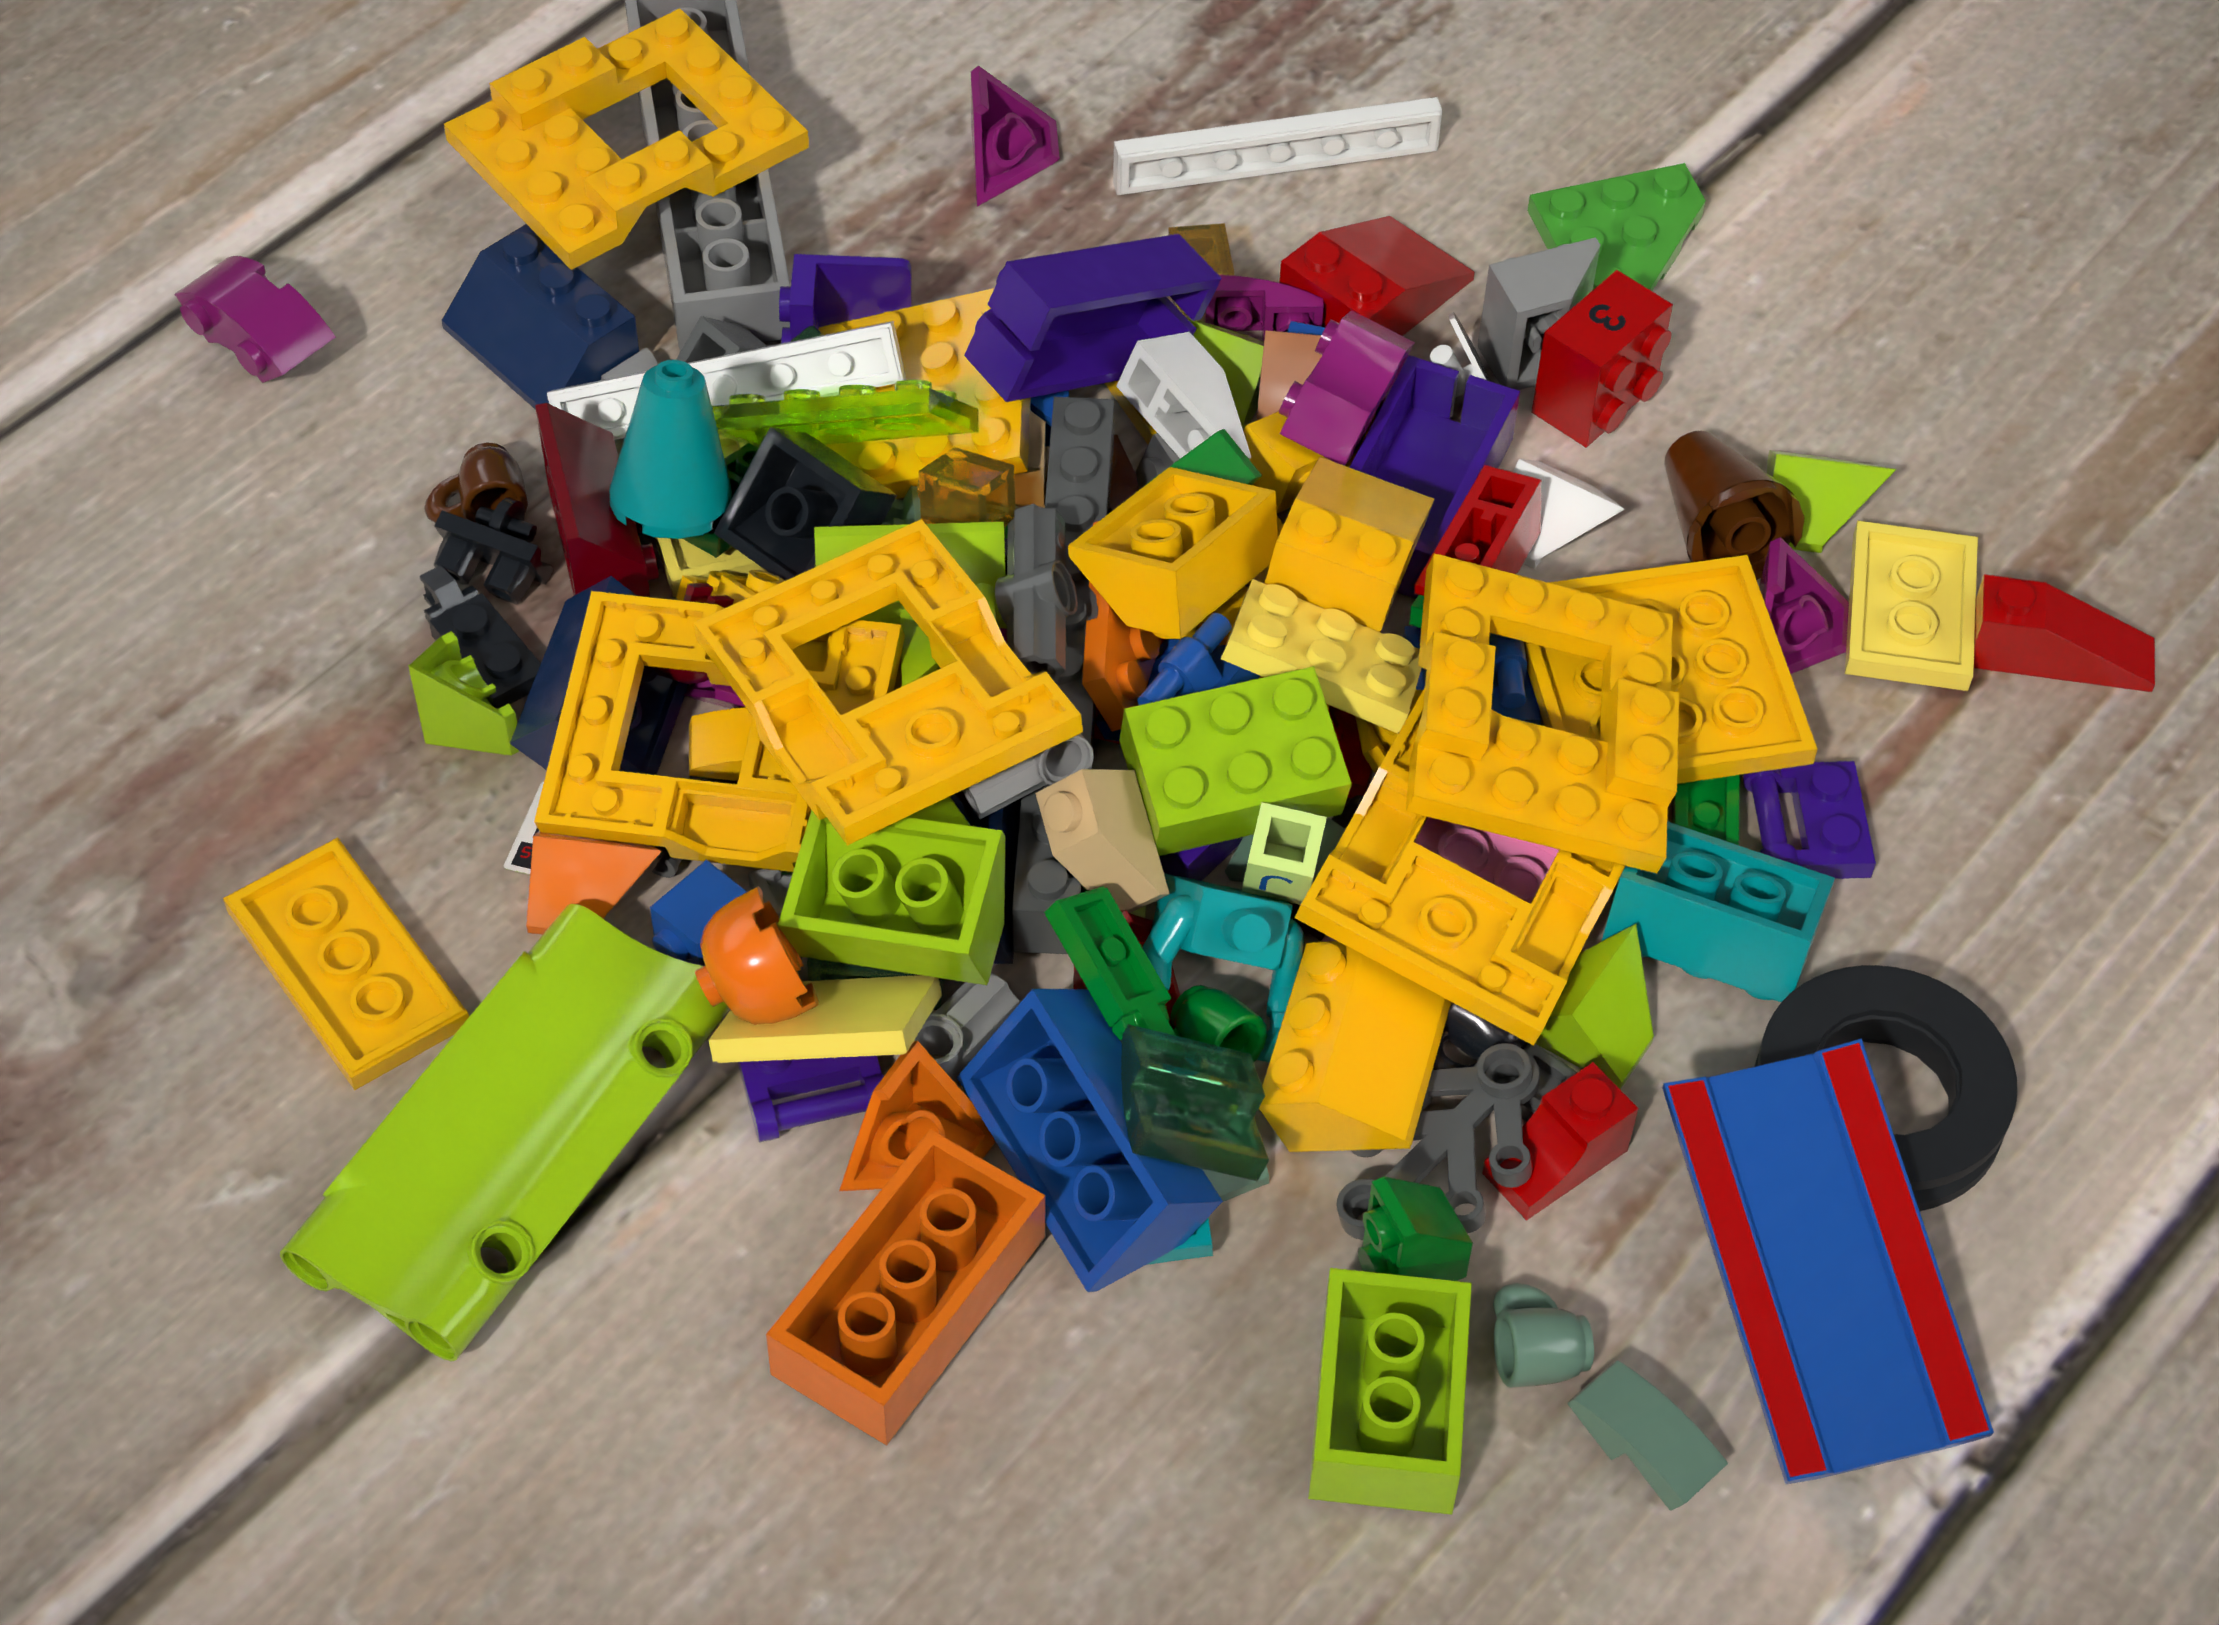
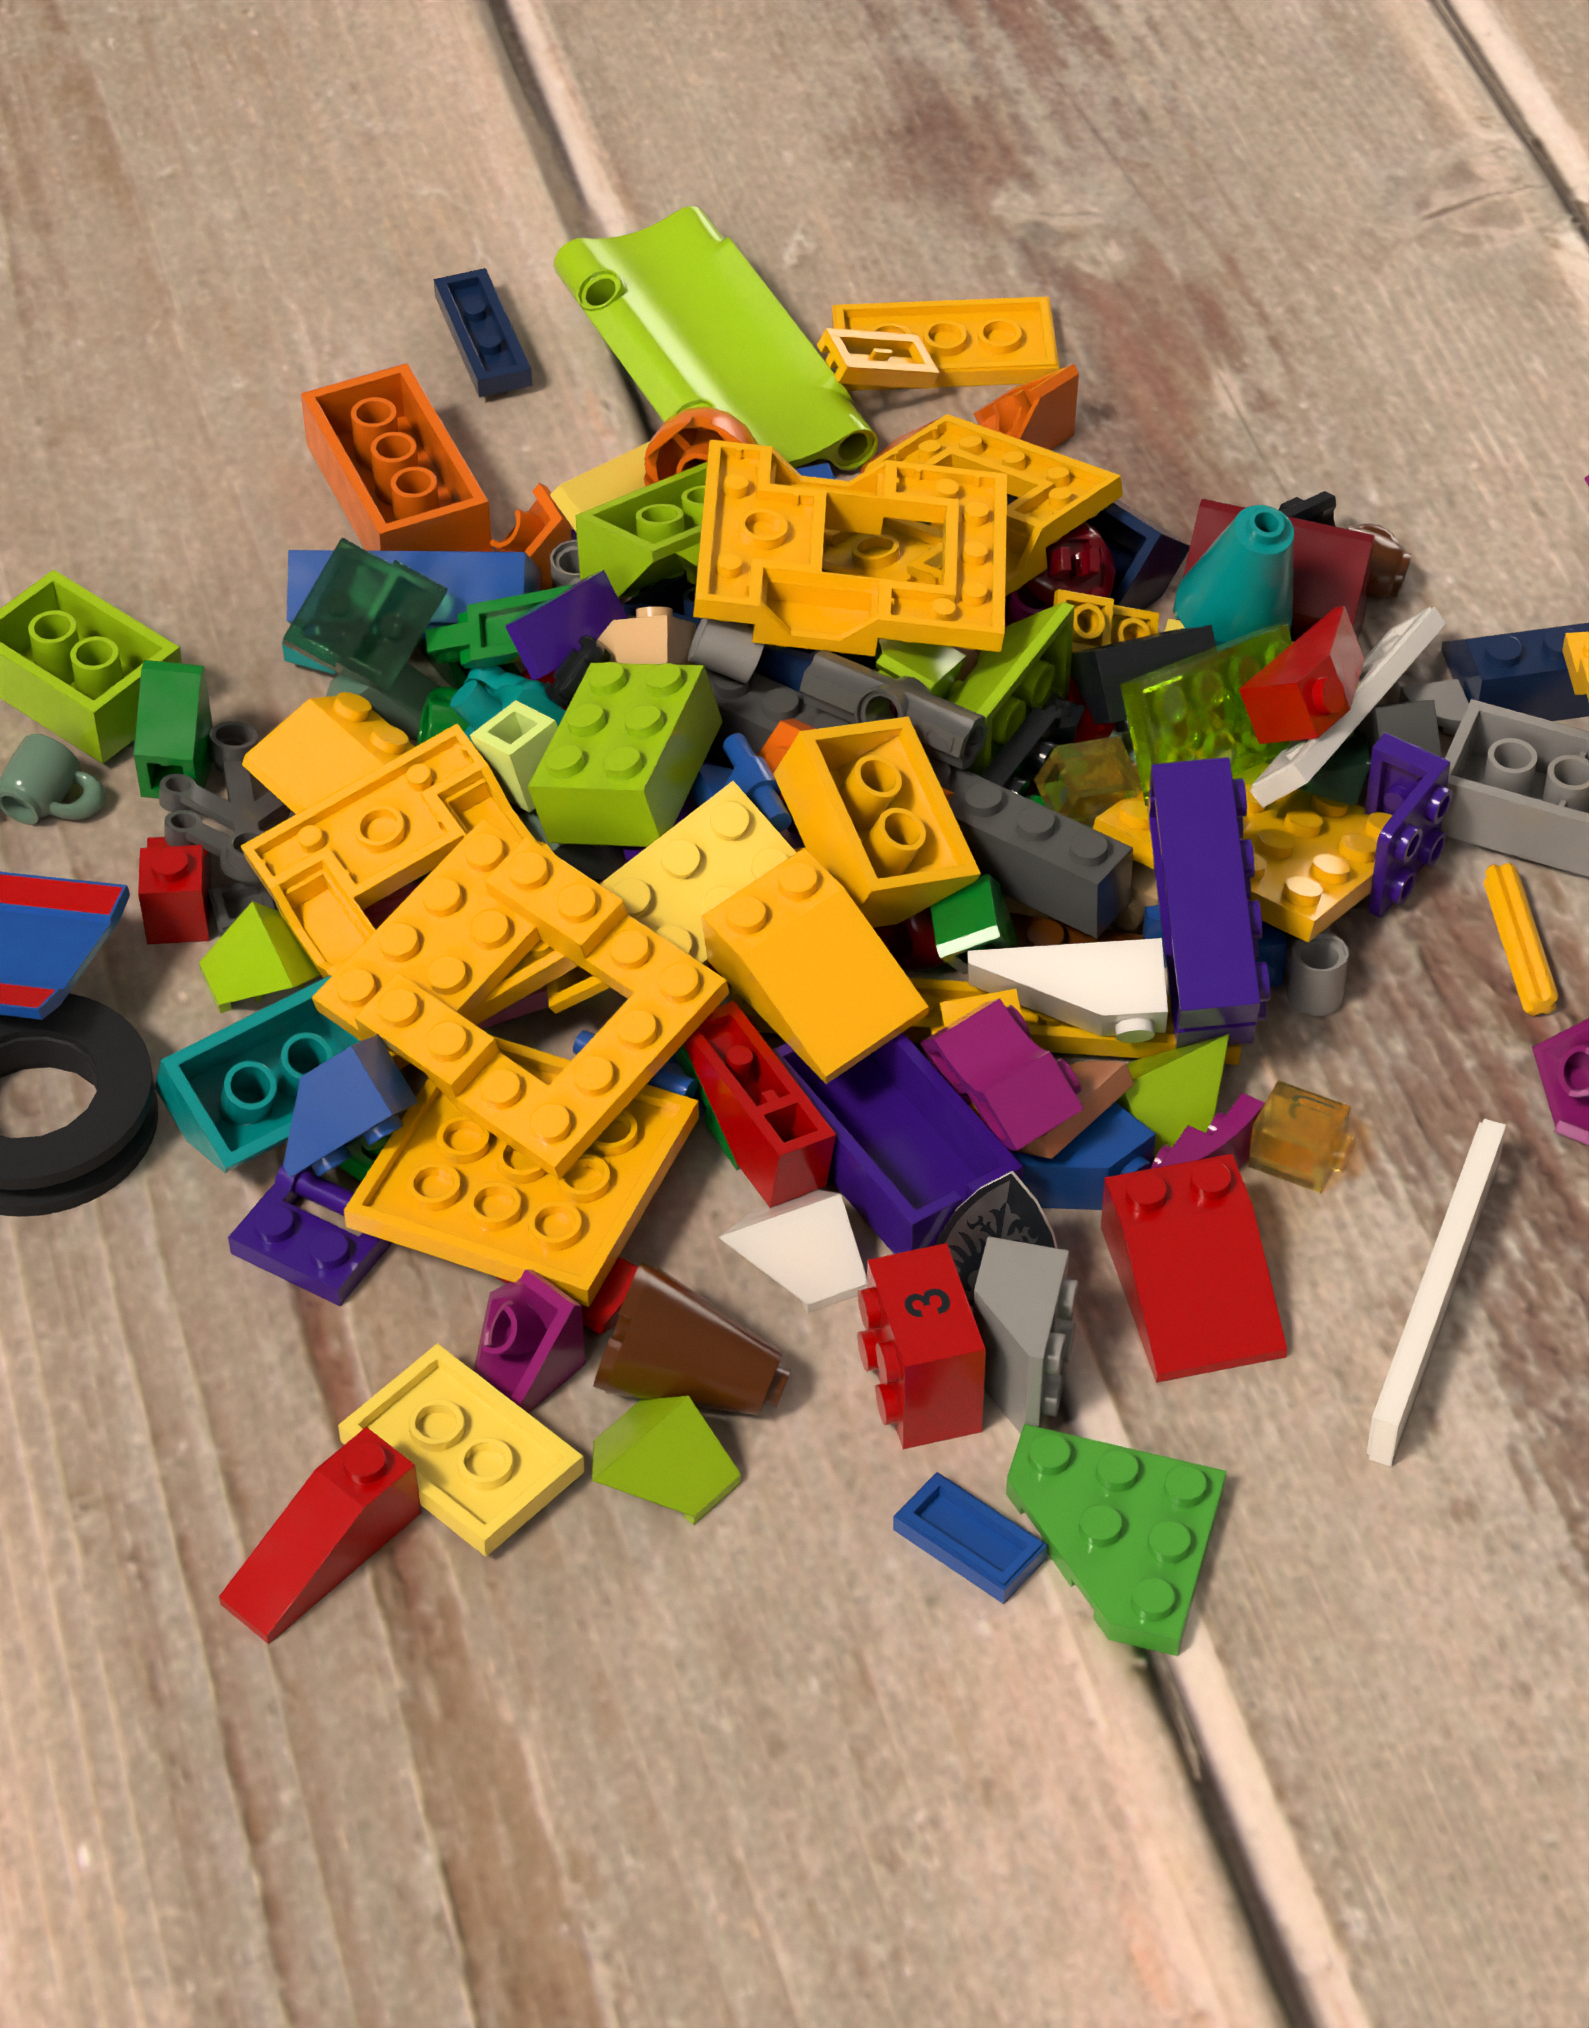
camera: 125 degrees right, 5 degrees down
(446, 817) = (1036, 411): none -> orange slope
(451, 956) = (878, 358): none -> yellow tile
(455, 704) = (1144, 449): lime slope -> none
(482, 634) = (1177, 506): black hinge -> none
(600, 1376) = (482, 332): none -> dark blue plate
(775, 359) = (1306, 683): none -> red slope
(894, 228) = (1520, 939): none -> yellow axle
(1126, 888) = (555, 626): none -> dark purple slope
(1159, 857) = (573, 668): none -> black piece
(1700, 308) = (970, 1537): none -> blue tile
(1741, 786) = (342, 1101): none -> blue slope

